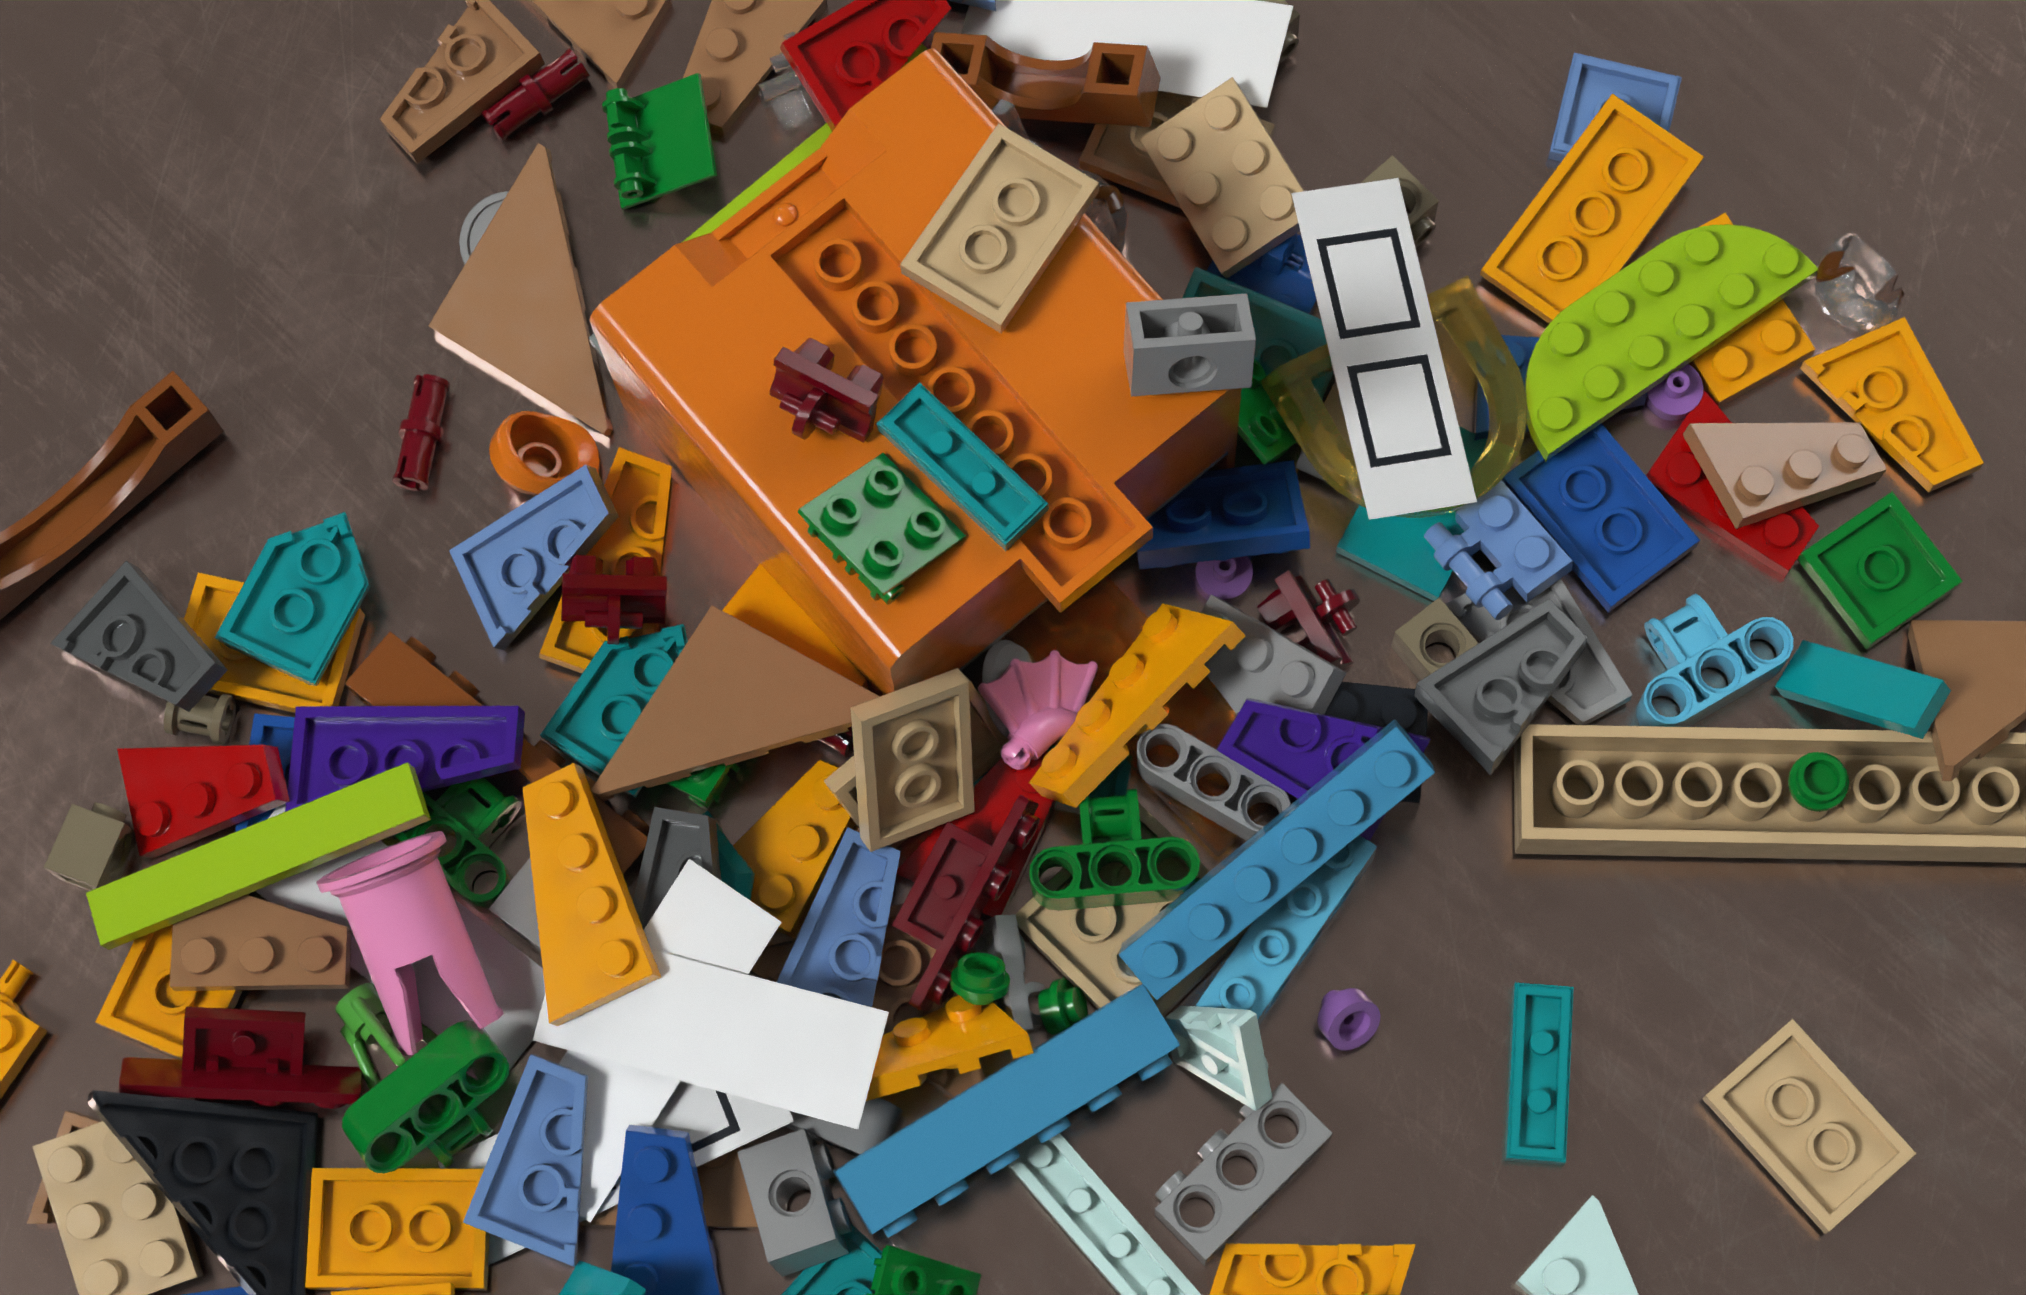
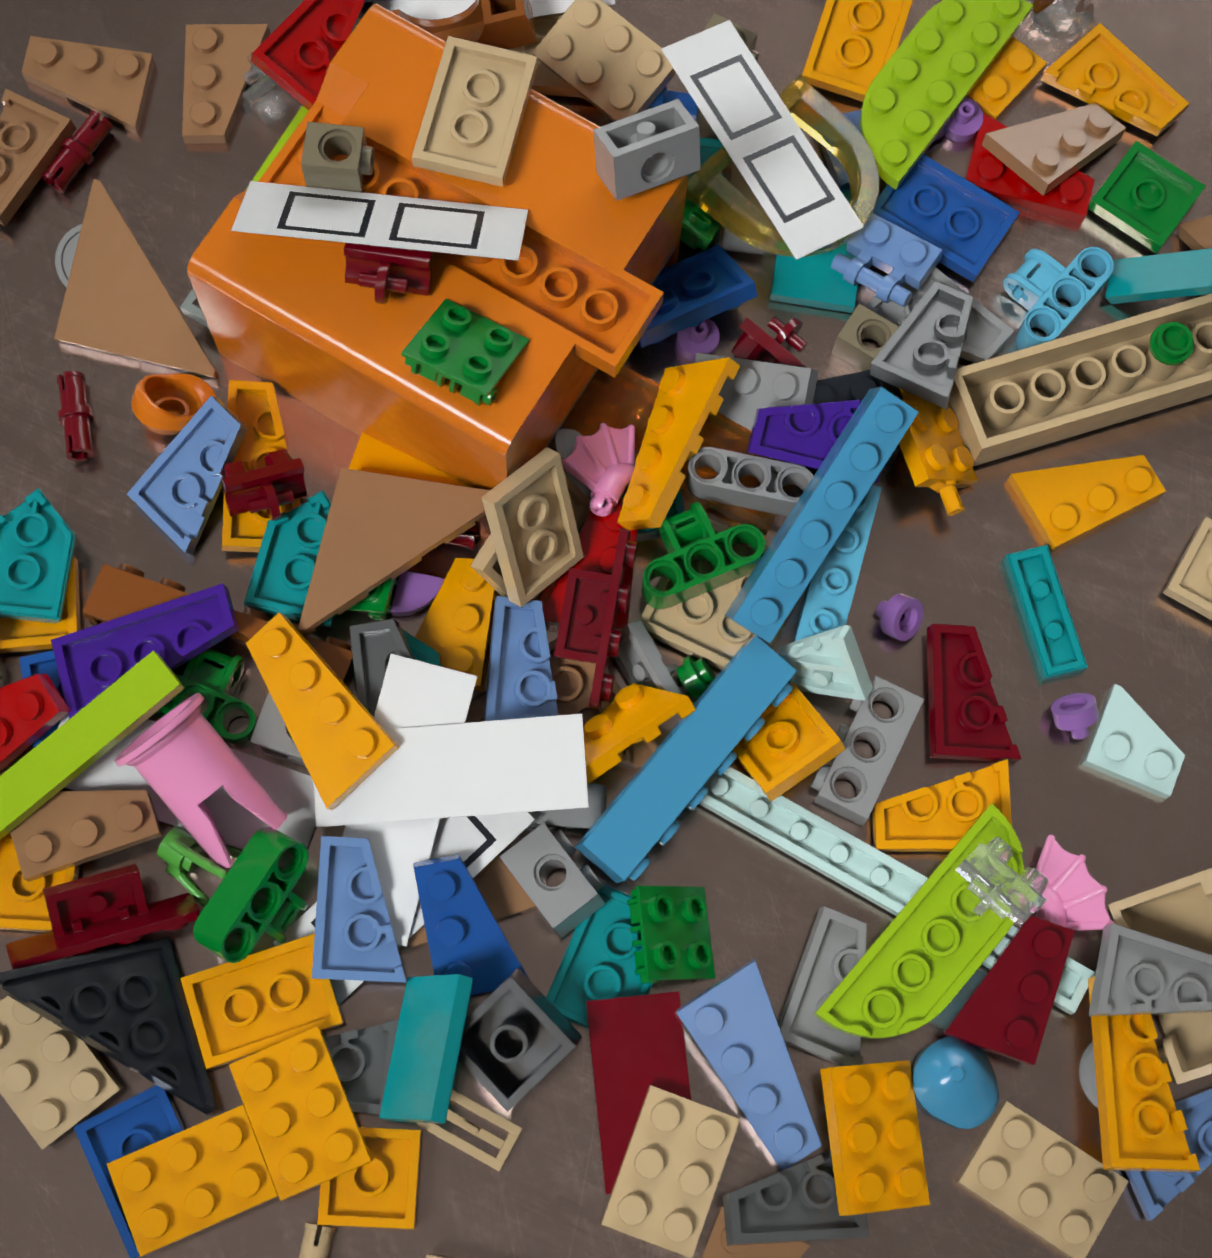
camera: 30 degrees left, 0 degrees up
(659, 140) = (181, 155): green hinge -> none
(754, 787) = (414, 593): none -> medium lavender tile
(801, 213) = (325, 142): none -> dark tan brick
(837, 334) = (381, 220): none -> white sticker
(962, 466) = (511, 292): teal tile -> none
(980, 978) = (634, 671): green plate -> none
(1141, 1133) = (788, 745): none -> light orange plate
(1388, 1151) = (961, 700): none -> dark red wing
(1467, 819) = (937, 452): none -> light orange plate
(1525, 1216) = (1075, 713): none -> medium lavender tile
(1648, 940) = (1084, 496): none -> light orange wing

